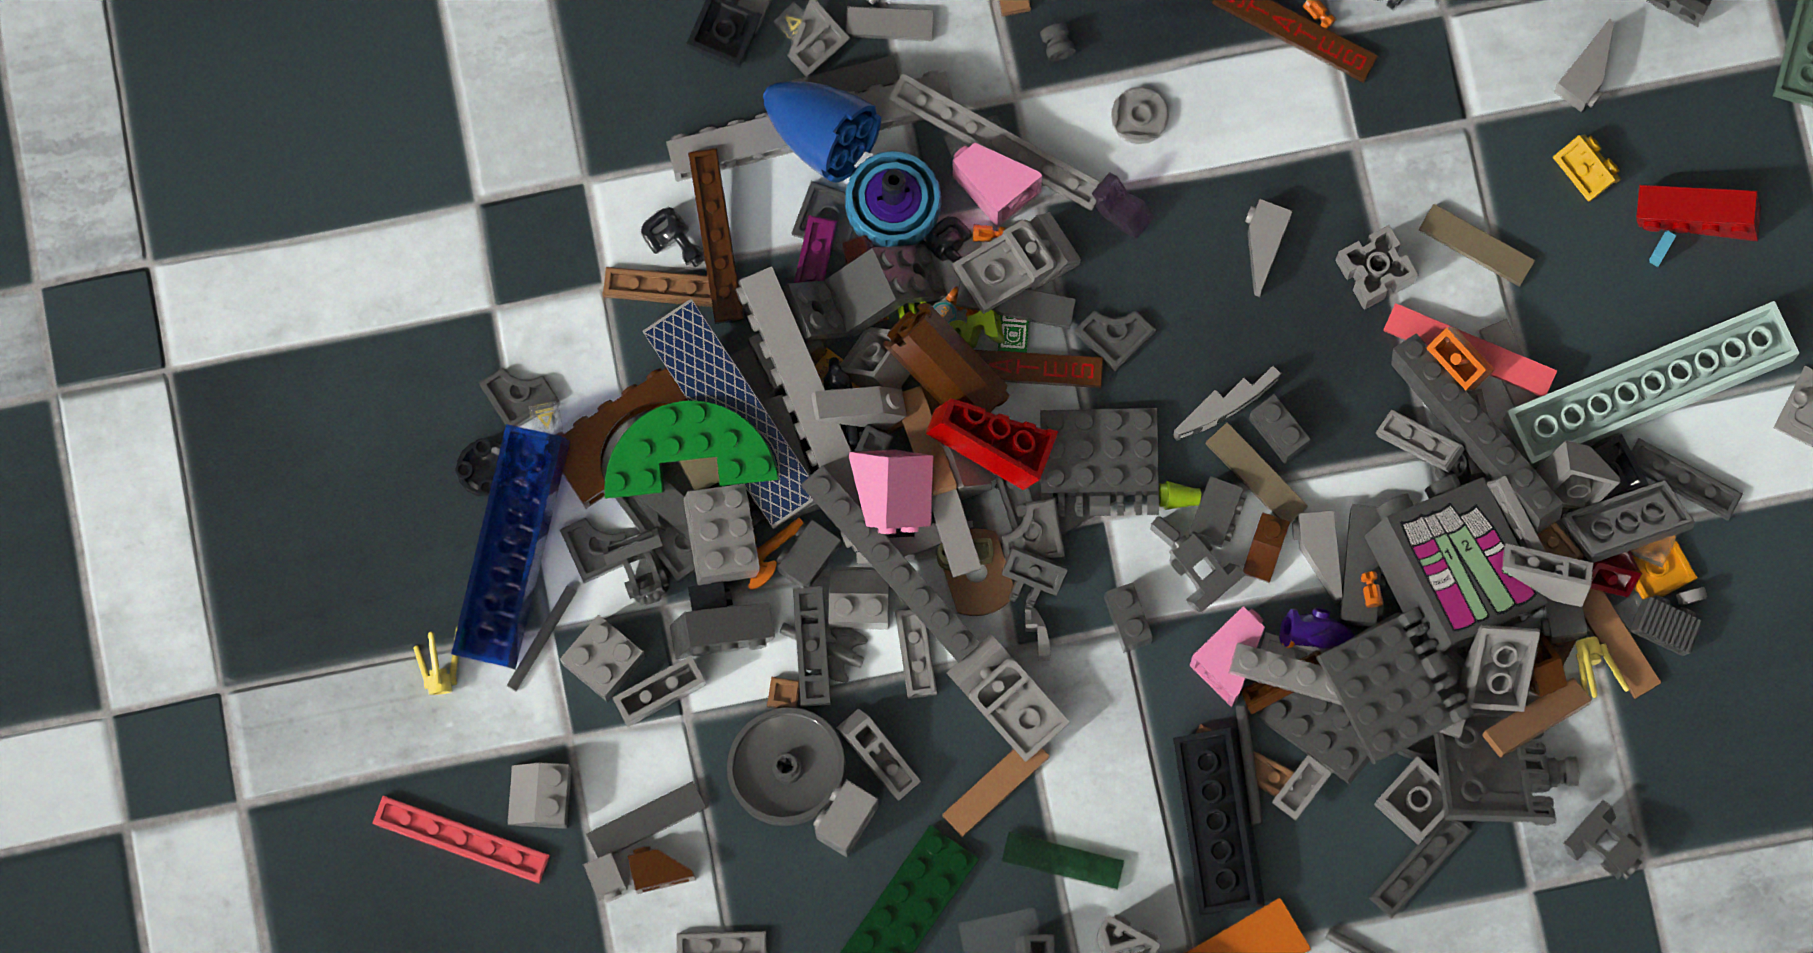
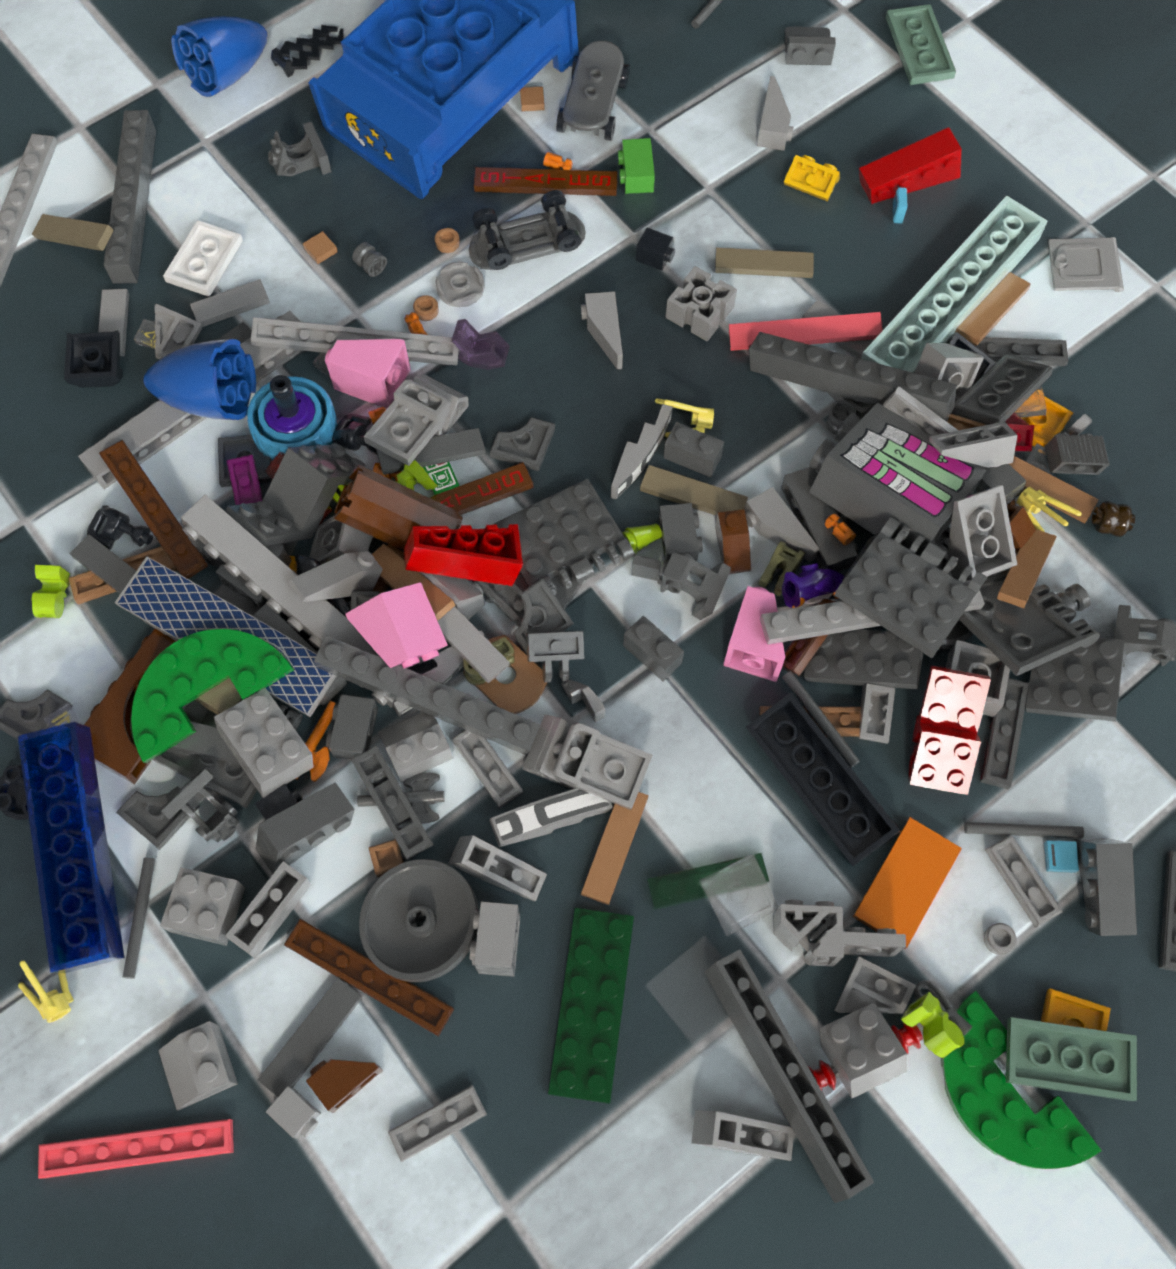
camera: 30 degrees left, 10 degrees down
(581, 279) = (50, 599): none -> lime leg
(648, 276) = (103, 563): none -> dark grey tile
(718, 794) = (367, 977): none -> reddish brown tile
(945, 729) = (546, 815): none -> slope
(1068, 148) = (414, 324): none -> orange piece
(1082, 887) = (739, 895): none -> clear tile
(1090, 127) = (426, 308): none -> medium nougat tile
(1152, 53) = (447, 240): none -> medium nougat tile
(1237, 93) = (525, 237): none -> dark grey piece
(1300, 587) = (782, 558): none -> olive piece
(1309, 392) = (700, 417): none -> light yellow plant
(1357, 837) = (948, 730): none -> piece
(1366, 175) = (655, 249): none -> black brick
(1402, 61) = (637, 166): none -> bright green brick
(1420, 441) = (808, 407): light grey tile -> none
(1460, 358) = (805, 329): orange brick -> none
(1516, 854) = (1079, 682): none -> dark grey plate
(1660, 710) = (1113, 518): none -> dark brown piece
(1686, 420) = (993, 308): none -> medium nougat tile

